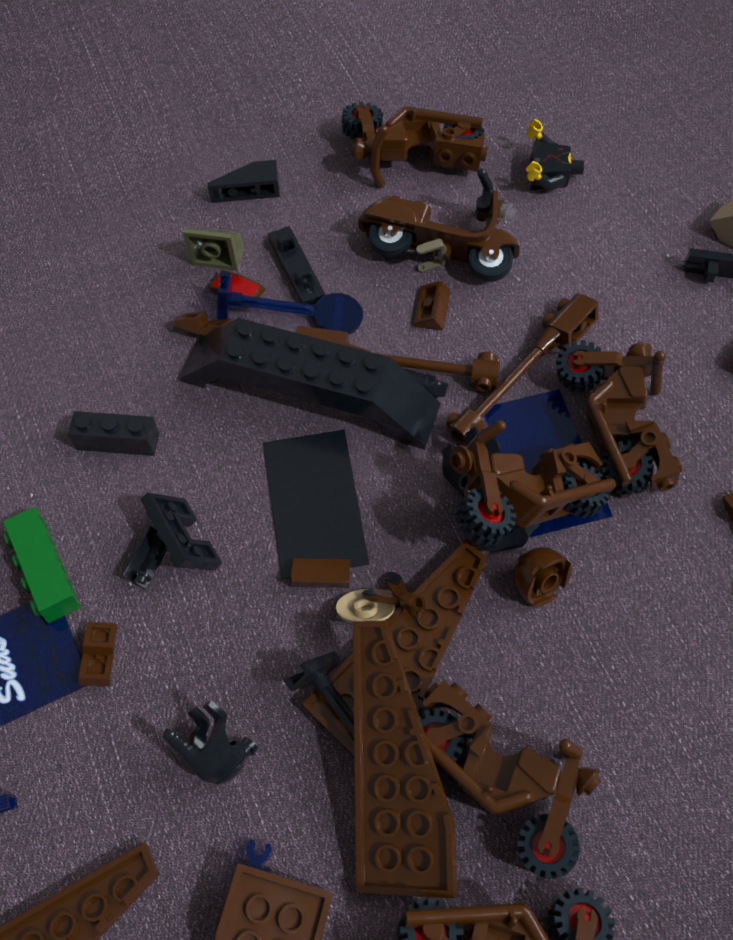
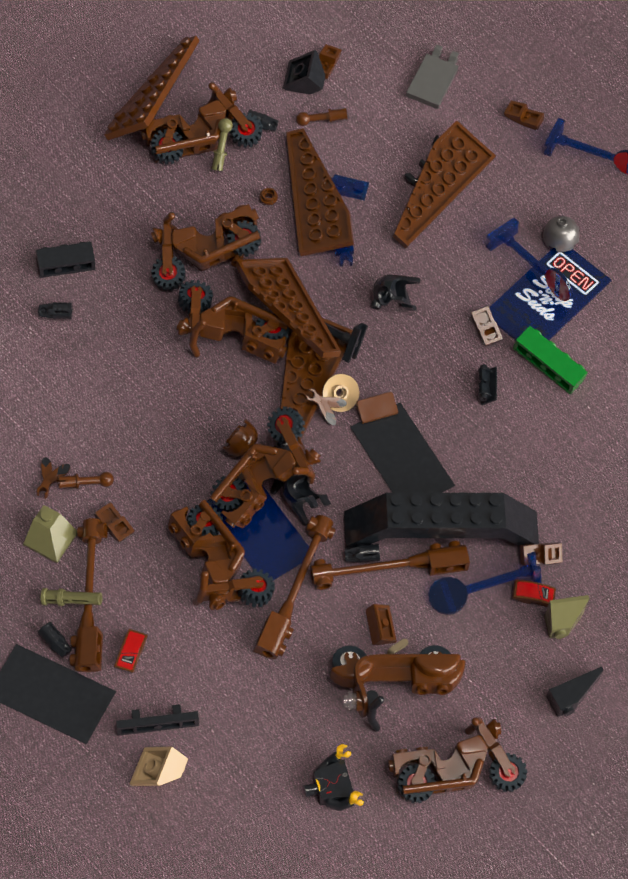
camera: 150 degrees right, 0 degrees up
(114, 433) = (555, 453): black brick -> none
(169, 517) = (467, 385): black plate -> none
(296, 266) = (500, 629): black hinge -> none

